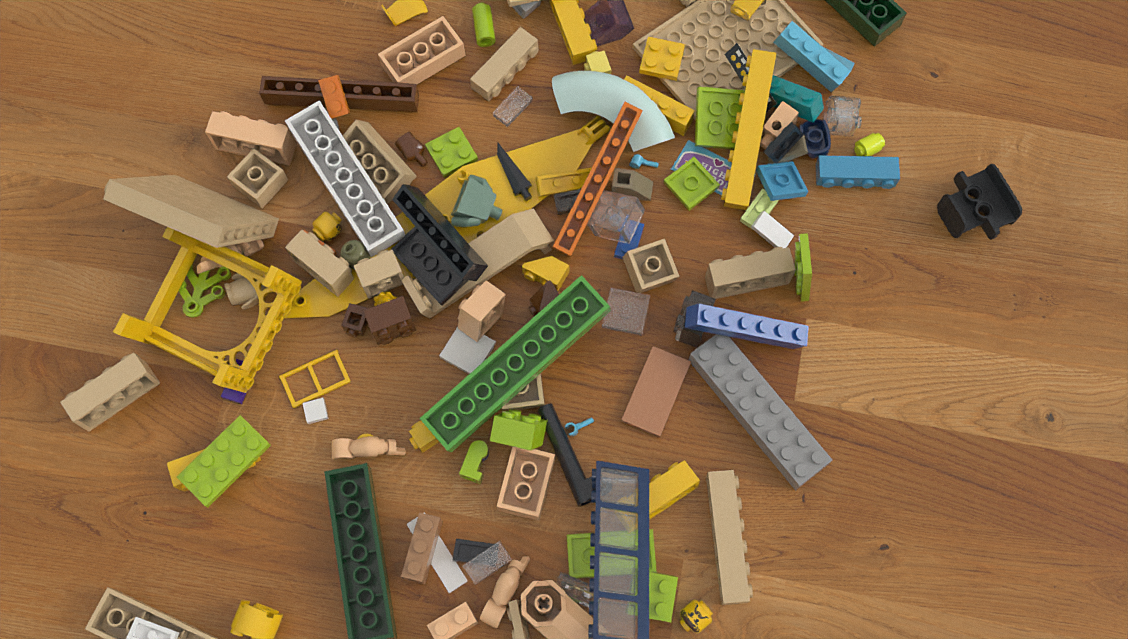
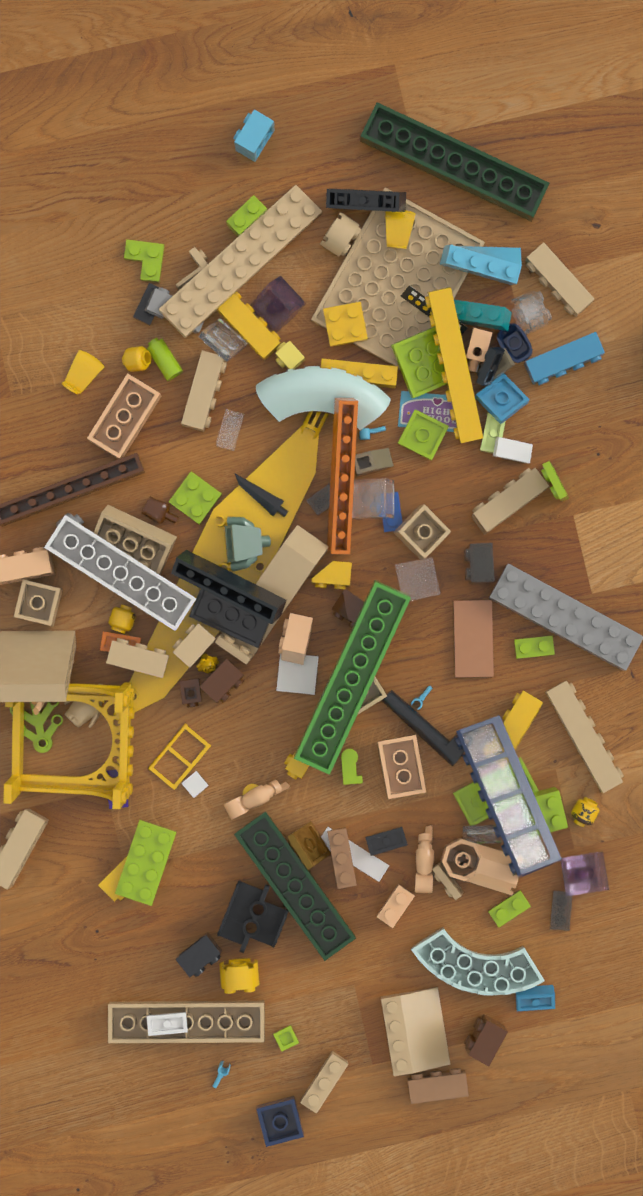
camera: 25 degrees left, 15 degrees up
(226, 580) = (199, 955): none -> black brick
(290, 555) = (241, 912): none -> black piece
(334, 96) = (70, 499): orange plate -> none
(353, 252) = (162, 636): olive head -> none
(394, 518) = (309, 845): none -> pearl gold plate
(458, 13) = (136, 359): none -> yellow head
(487, 562) = (401, 846): clear plate -> none
(518, 430) = (376, 727): lime brick -> none
(543, 27) = (223, 340): none -> clear plate
(561, 181) = (309, 484): yellow tile -> none
(714, 426) = (534, 647): none -> lime plate
(746, 326) = (528, 555): brick -> none
(869, 145) = (565, 327): neon yellow brick -> none
(880, 102) = (559, 280): none -> tan brick

